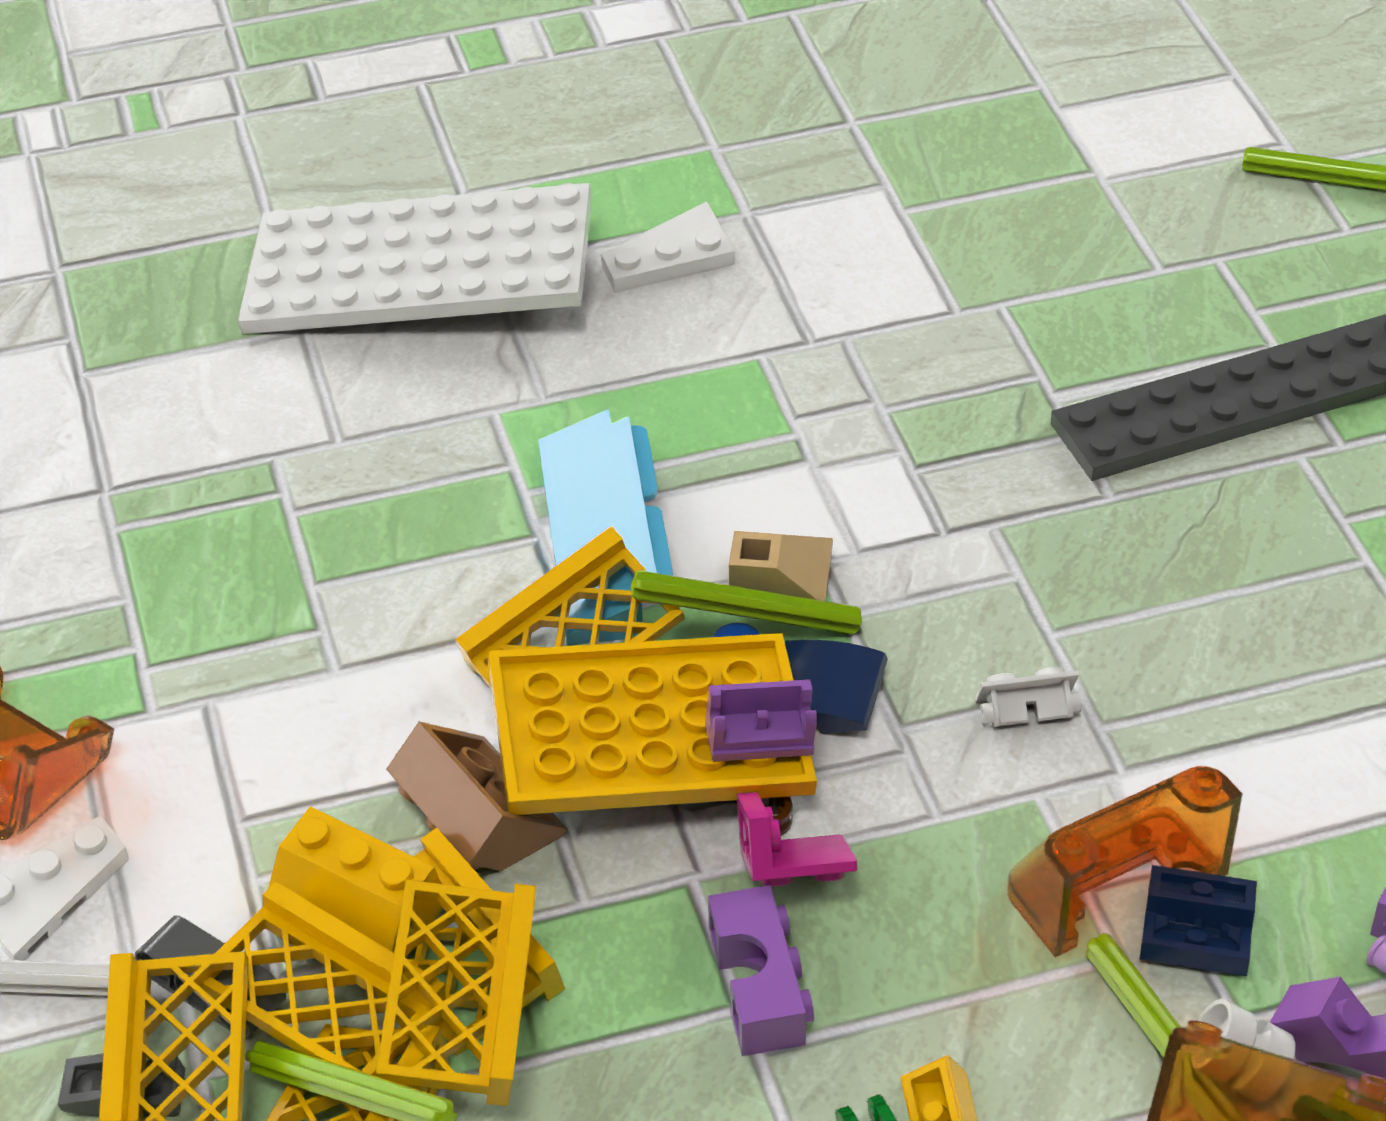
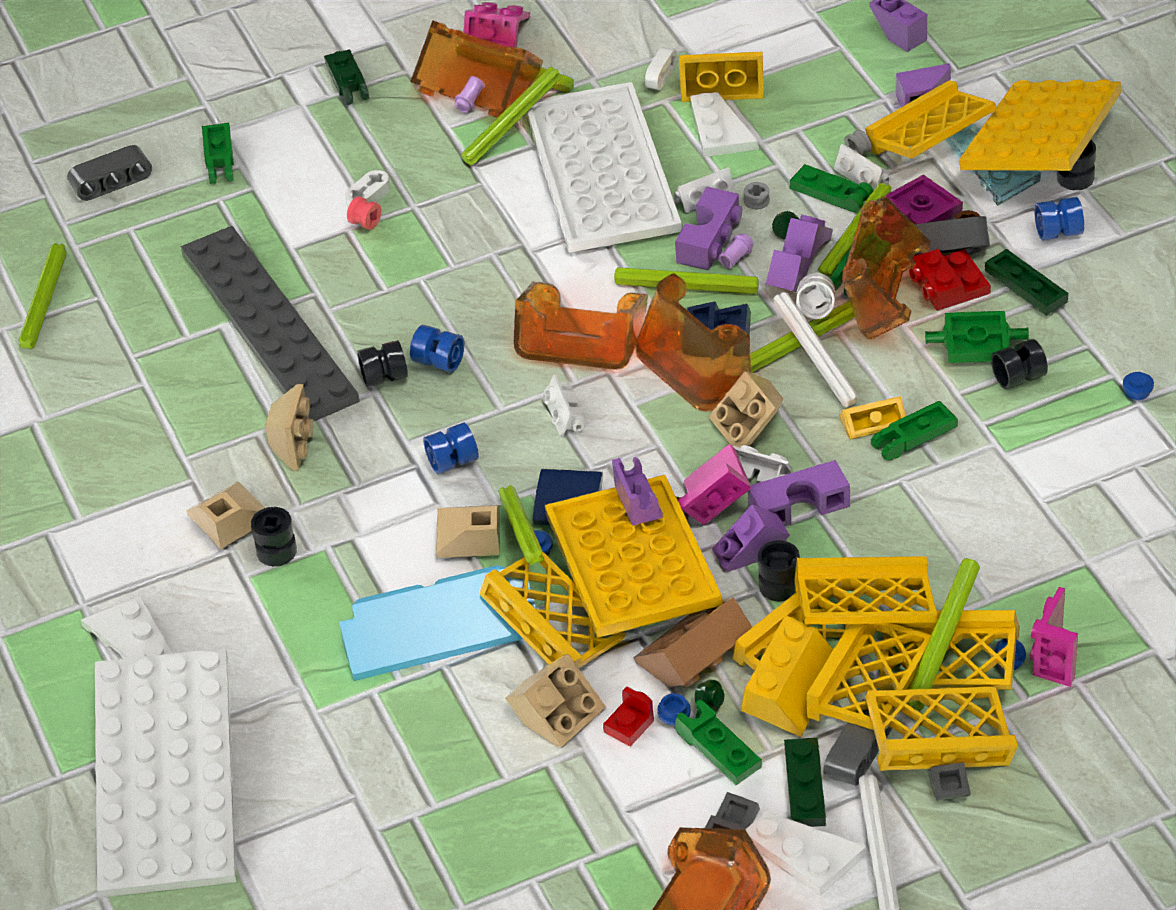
camera: 95 degrees left, 0 degrees up
(123, 805) = (734, 813): none -> dark grey slope
(149, 902) = (805, 781): none -> dark green plate
(277, 808) = (718, 743): none -> green plate
(359, 765) = (671, 706): none -> blue plate
(360, 716) = (631, 717): none -> red bracket
(364, 804) = (711, 693): none -> dark green plate
(401, 627) = (556, 701): none -> tan slope
(584, 912) = (777, 570): none -> black wheel
(672, 892) = (746, 537): none -> medium lavender slope
(801, 363) = (273, 536): none -> black wheel
(852, 924) = (768, 466): none -> white hinge
(863, 326) = (226, 514): none -> tan slope
(945, 552) = (448, 448): none -> blue wheel
(975, 925) = (746, 409): none -> tan slope
(1005, 383) = (290, 427): none -> tan slope
(1105, 1038) = (815, 349): none -> white axle
(1144, 489) = (383, 363): none -> black wheel
(1172, 551) = (437, 348): none -> blue wheel
(1216, 707) = (576, 335): none -> clear orange windscreen
(1331, 886) = (693, 280): none -> lime axle

